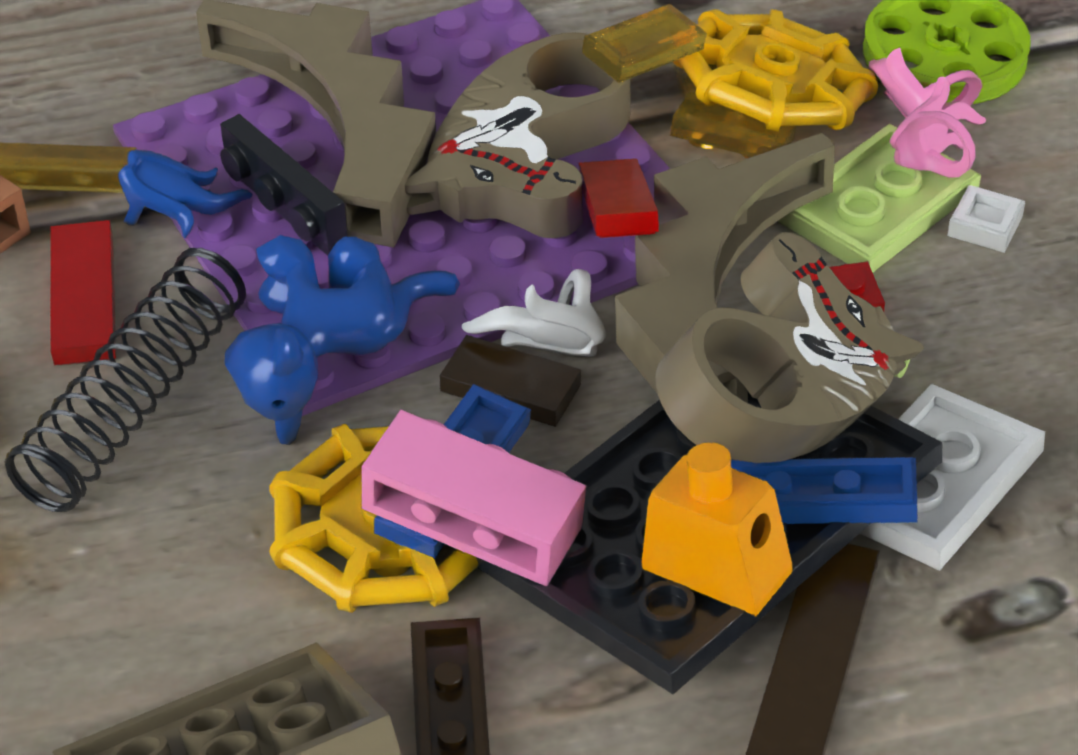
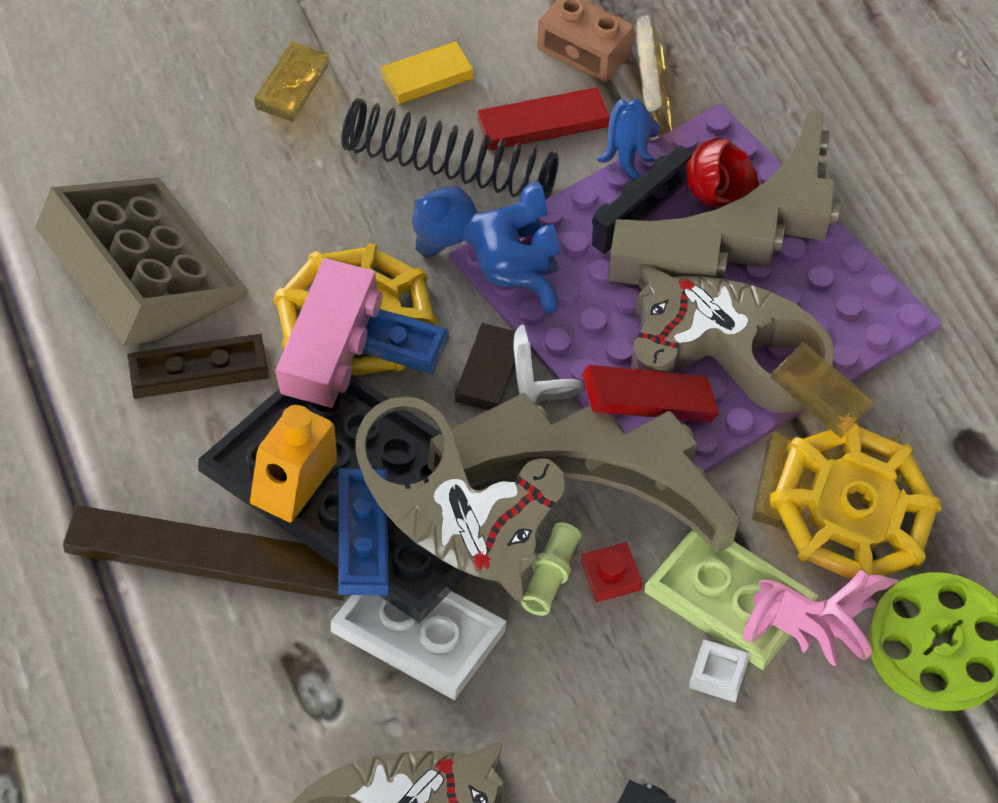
camera: 80 degrees right, 10 degrees up
(273, 101) = (720, 173): none -> red piece

